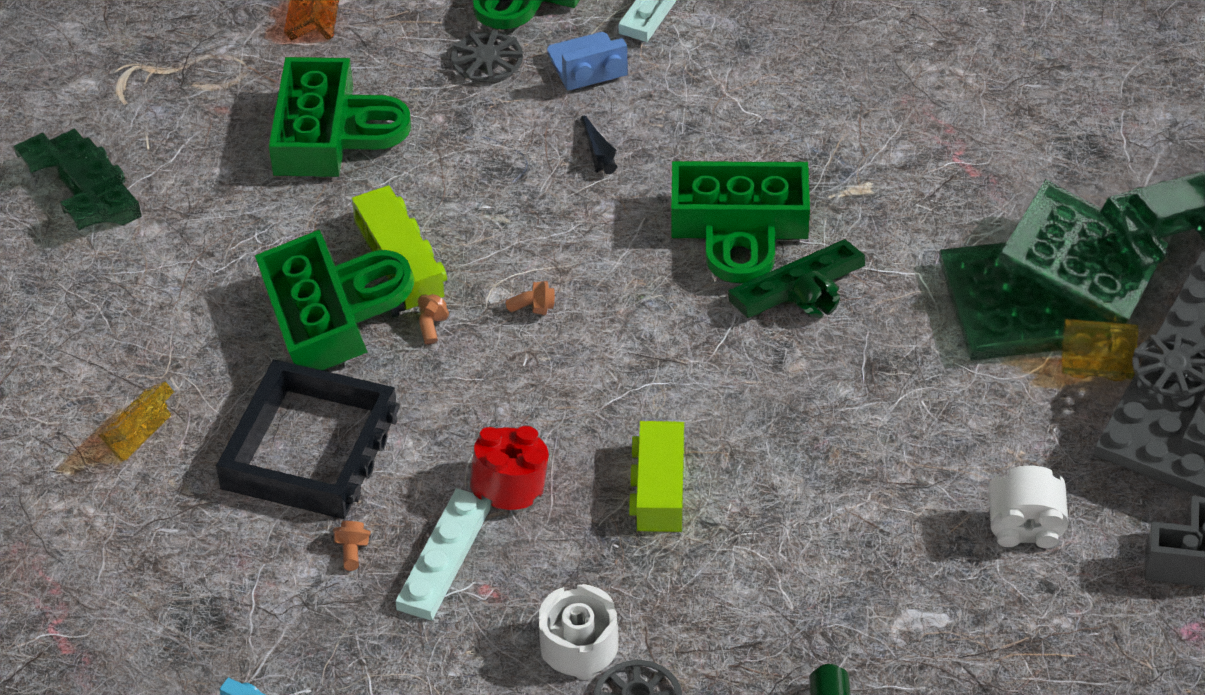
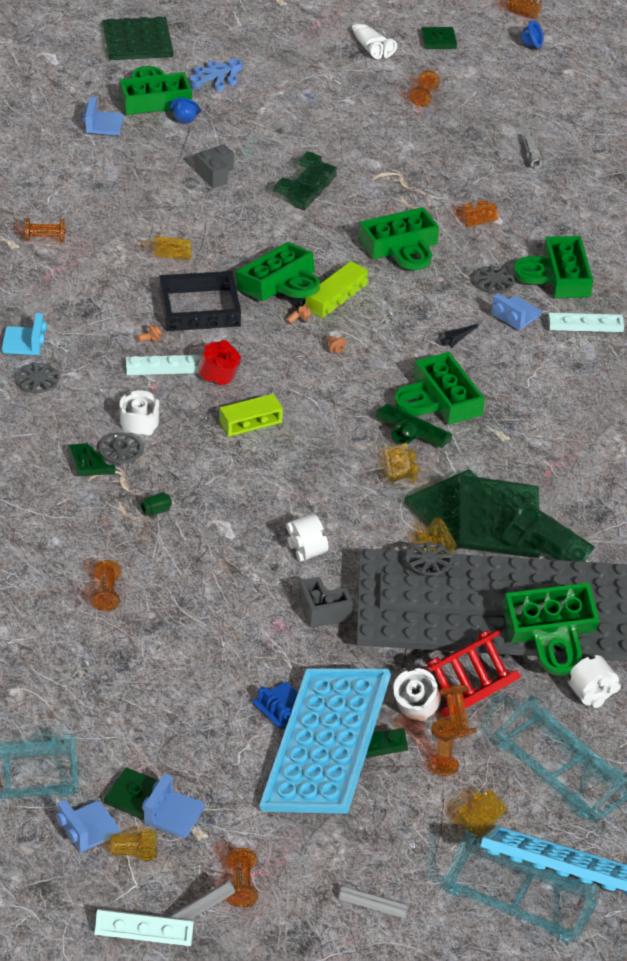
camera: 60 degrees right, 5 degrees down
(882, 327) = (401, 463): none -> clear yellow bracket

